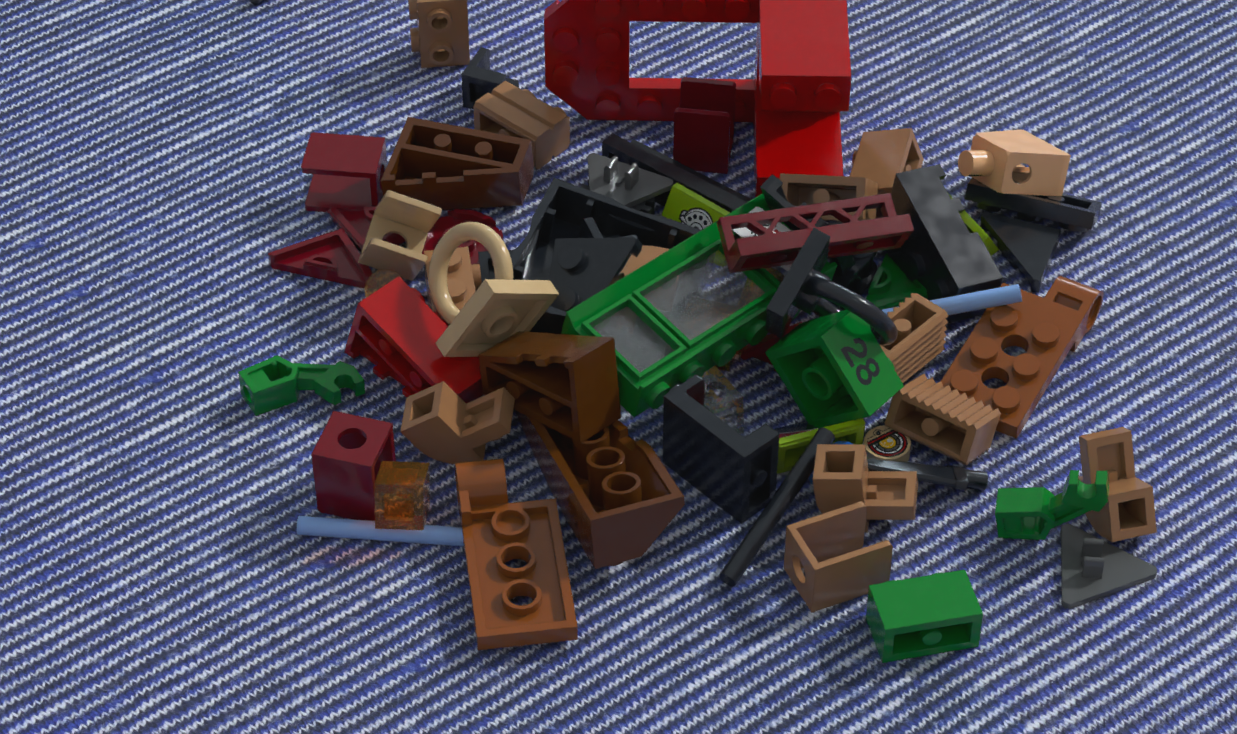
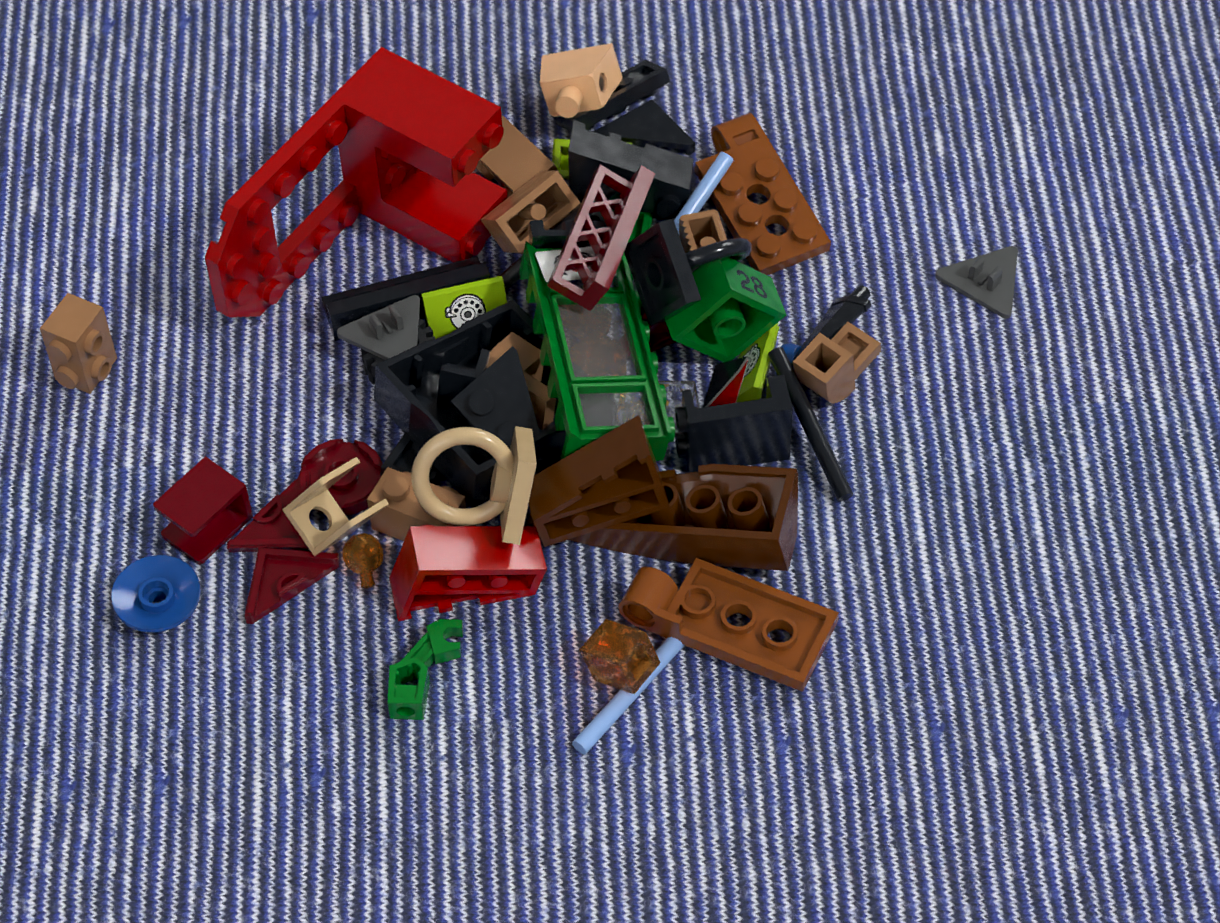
camera: 55 degrees left, 10 degrees up
(244, 190) = (151, 580): none -> blue dish
(348, 464) = (583, 681): dark red piece -> none
(455, 430) = (572, 583): medium nougat brick -> none
(459, 166) = (268, 428): reddish brown wedge -> none
(479, 79) = (171, 360): black panel -> none
(524, 116) = (244, 359): medium nougat brick -> none
(705, 124) = (352, 238): dark red piece -> none
(834, 557) = (868, 431): medium nougat piece -> none
(887, 444) = (792, 328): tile -> none
(923, 615) = (973, 398): green brick -> none
(943, 419) = (804, 274): medium nougat brick -> none
(1035, 510) = (927, 277): green piece -> none
(1130, 500) = (941, 228): medium nougat brick -> none

